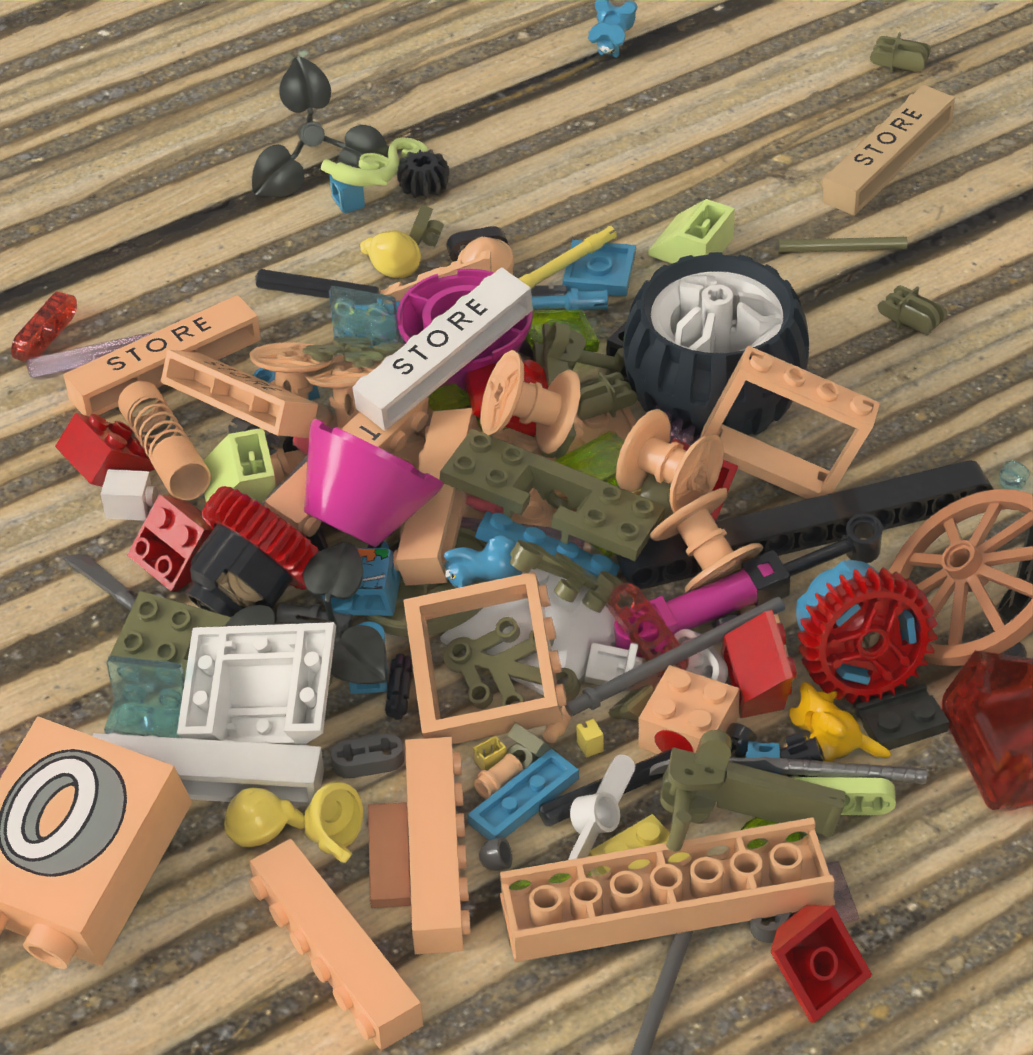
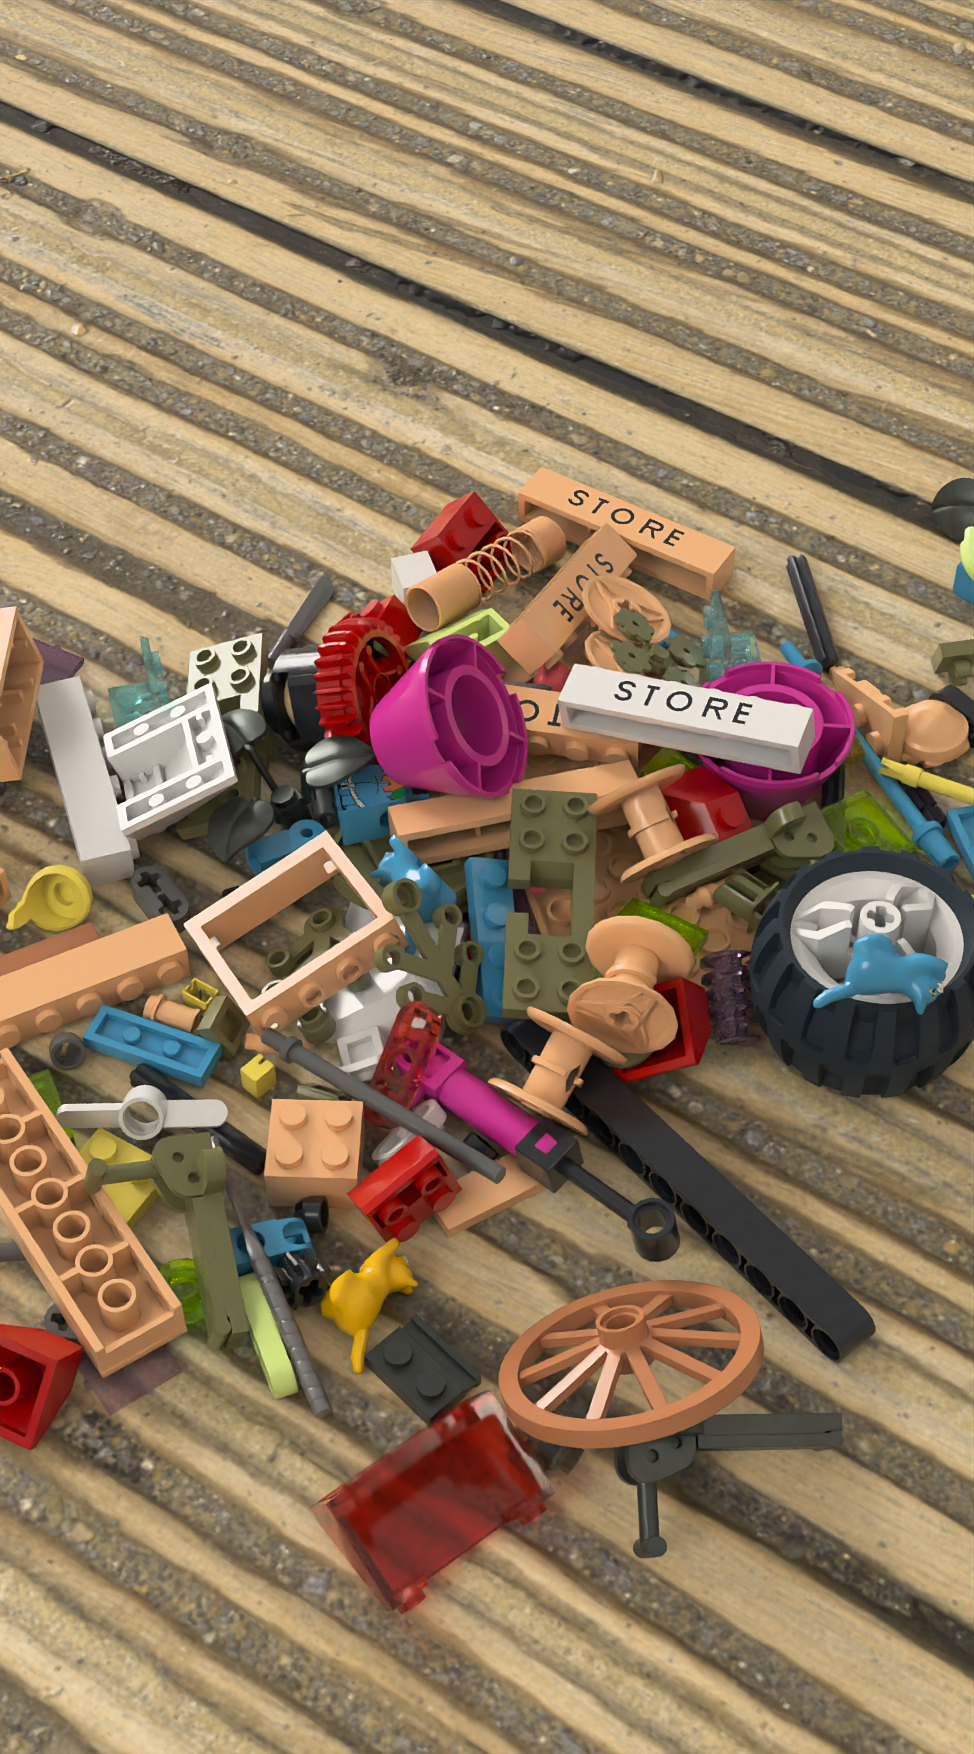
camera: 65 degrees right, 5 degrees up
(44, 326) = (627, 442): clear red beam -> none
(75, 357) = (594, 475): axle -> none
(258, 817) = (39, 838): light yellow hat -> none
(392, 253) = (901, 652): light yellow hat -> none
(769, 304) = (882, 970): none -> dark azure animal
(806, 389) = (756, 1076): light nougat window -> none
(863, 630) = (489, 1264): red piece -> none
(1013, 475) = (884, 1375): clear light blue hinge -> none

